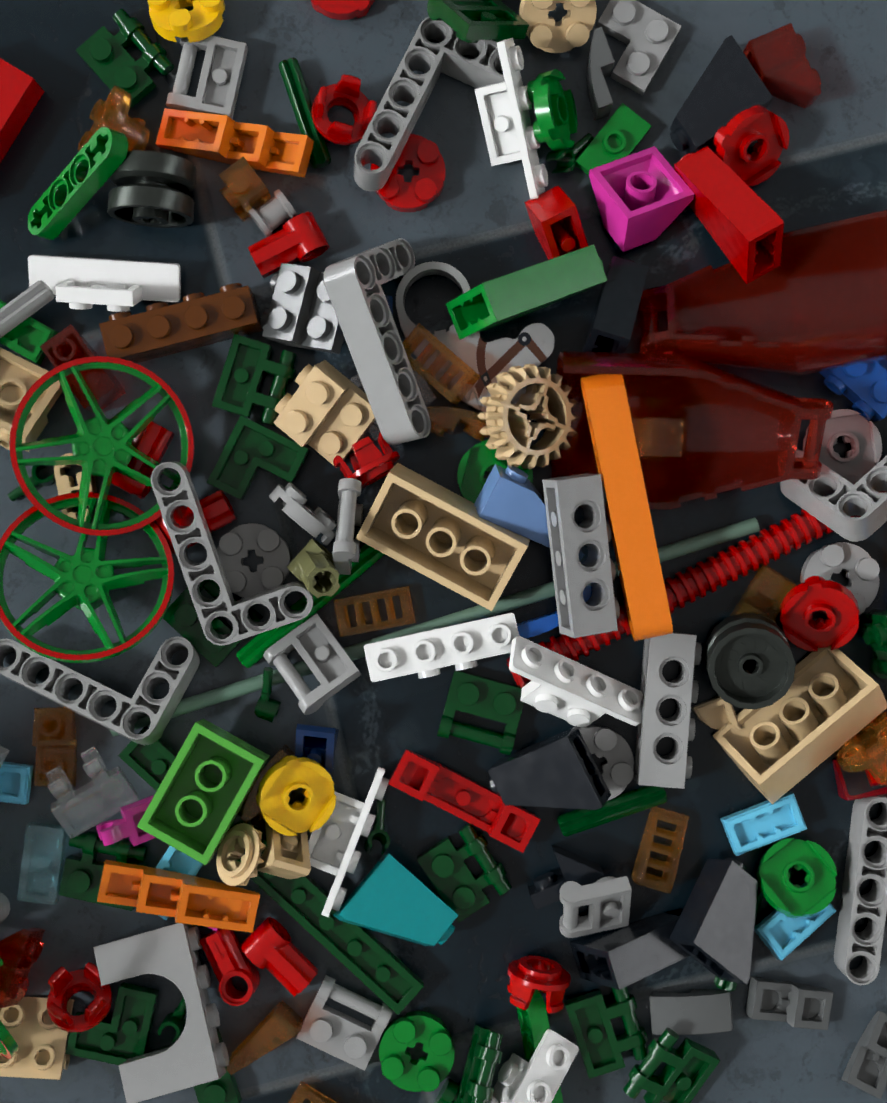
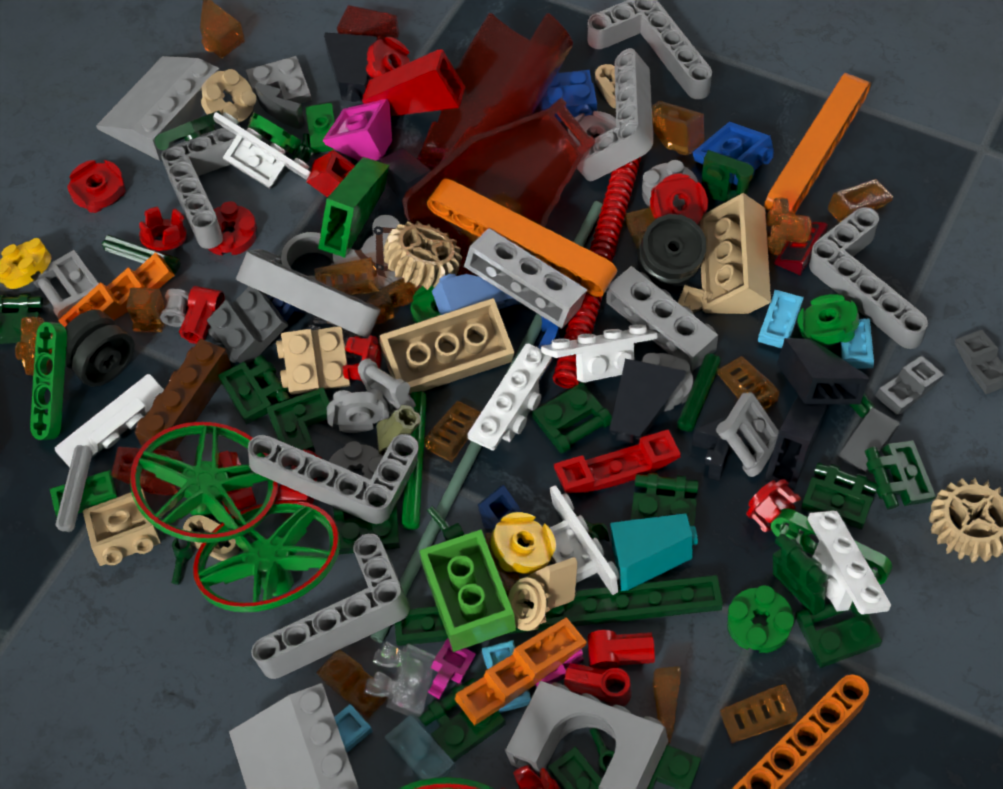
camera: 45 degrees left, 30 degrees down
(322, 656) = (450, 472): light grey plate -> none
(340, 1033) = (707, 657): light grey plate -> none

